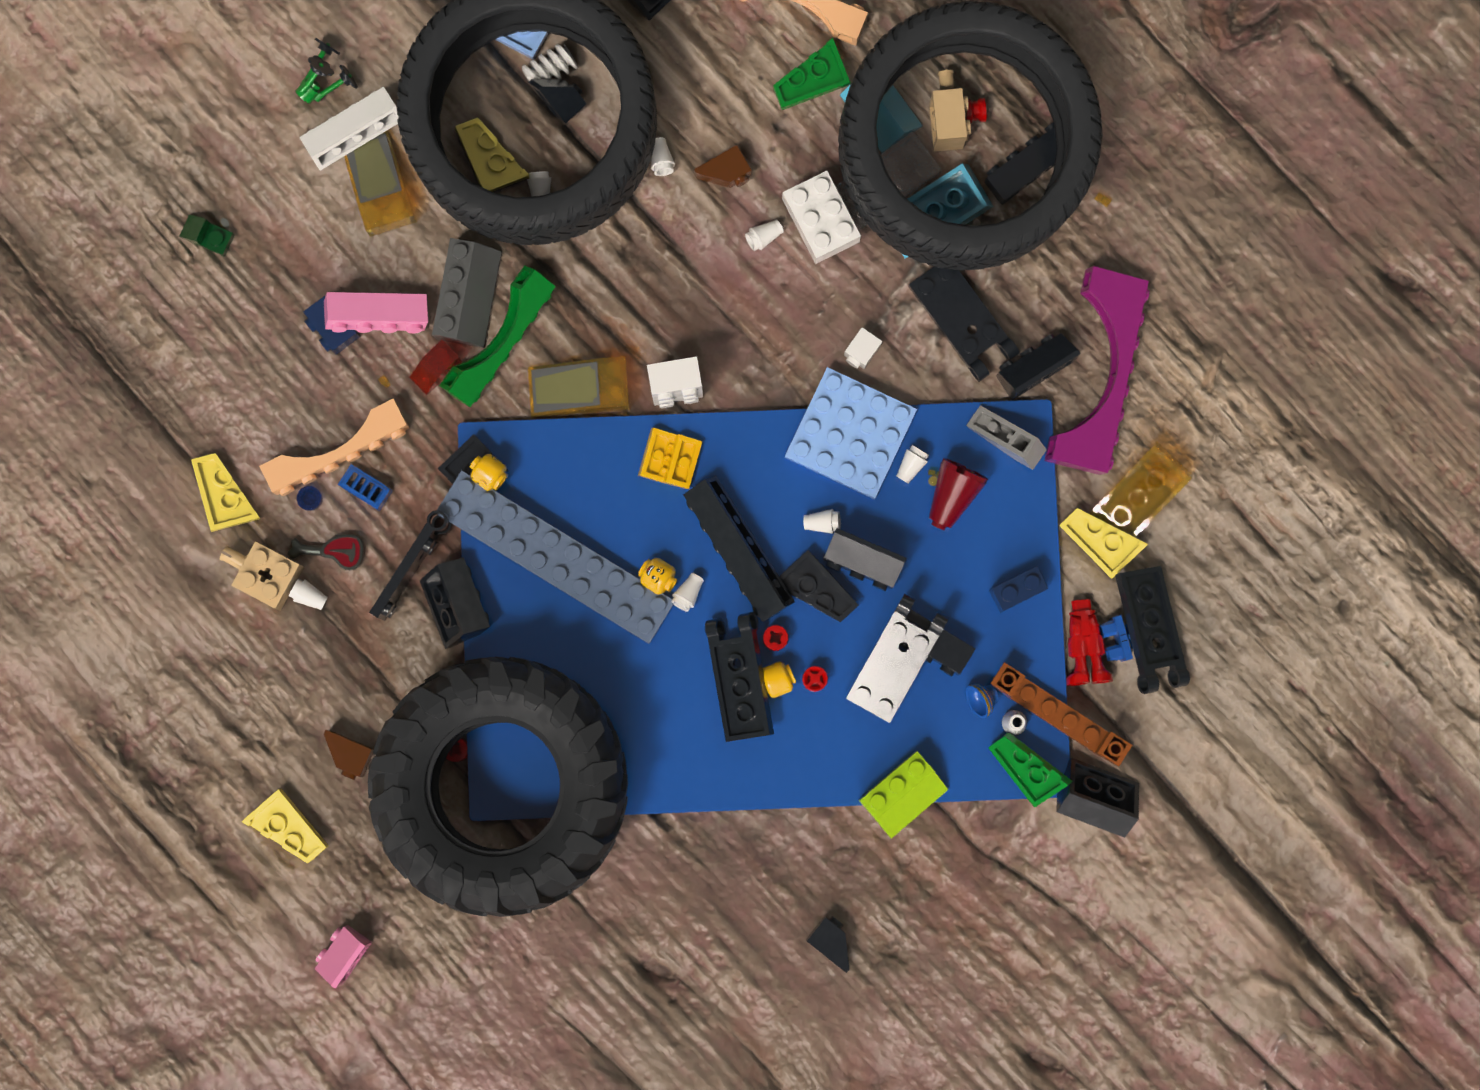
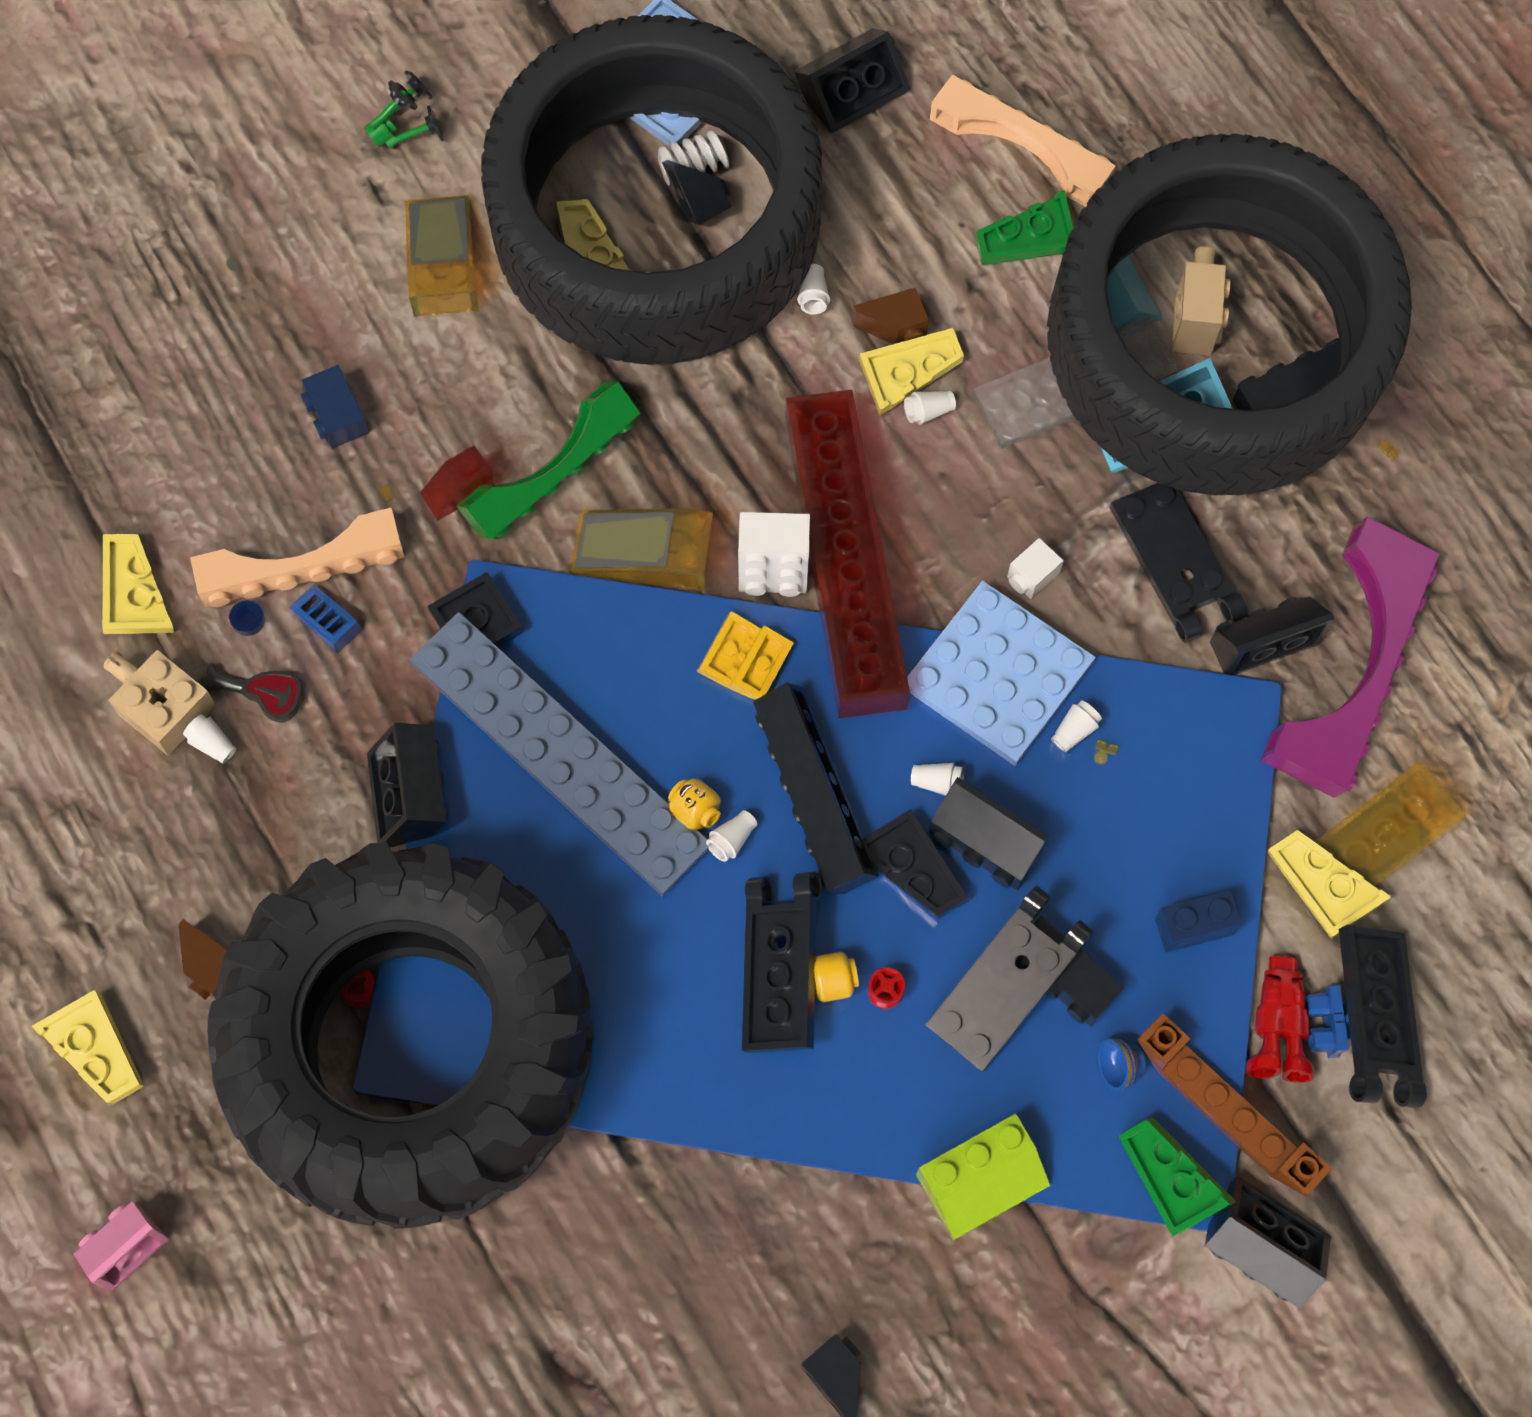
camera: 10 degrees right, 15 degrees down
(206, 235) = (205, 274): dark green slope -> none
(351, 128) = (421, 181): white brick -> none
(375, 312) = (396, 396): bright pink brick -> none
(423, 545) = (356, 723): black hinge -> none
(466, 293) = (521, 402): dark grey slope -> none
(488, 472) = (494, 620): yellow head -> none
(726, 366) = (846, 555): none -> clear red brick
(743, 206) = (909, 366): none -> light yellow wing
(775, 641) = (842, 928): red wheel -> none
(821, 217) = (1010, 391): white brick -> none
(954, 492) = (1129, 772): dark red cone -> none
(976, 111) = (1239, 308): red wheel -> none
(1007, 437) = (1216, 717): light grey slope -> none
(1008, 725) = (1154, 1108): white cone -> none

